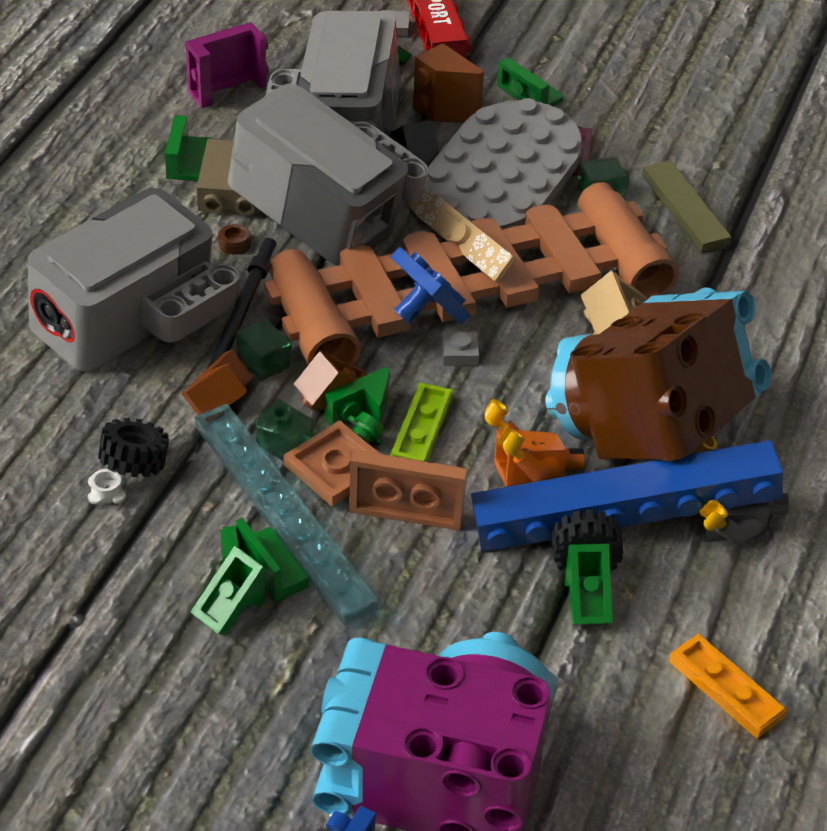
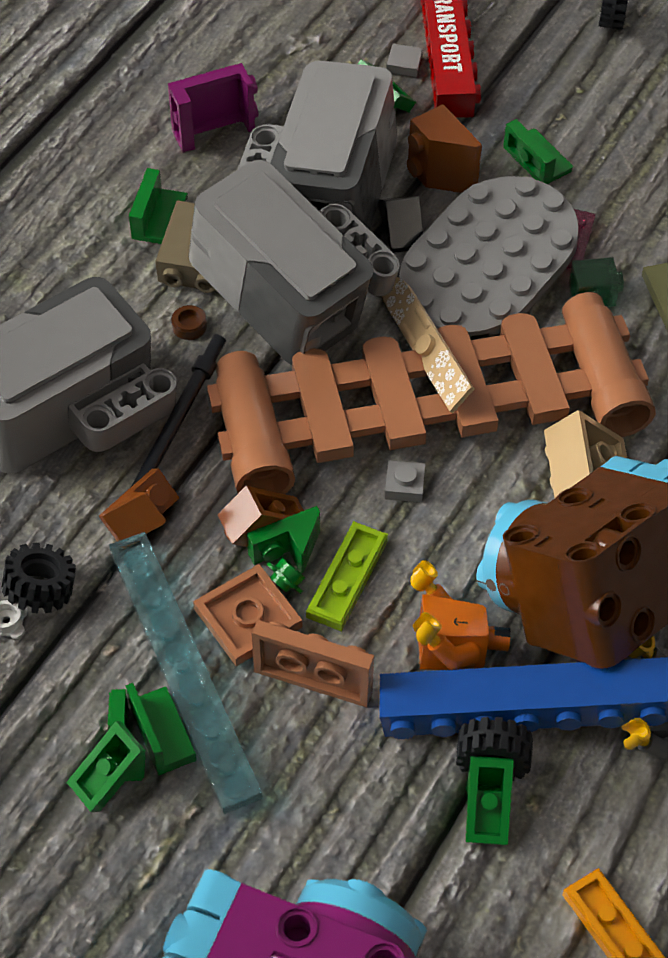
camera: 10 degrees right, 10 degrees up
(263, 349) = (195, 466): clear green brick -> none
(282, 429) = (197, 568): clear green brick -> none
(429, 287) = (372, 422): blue plate -> none

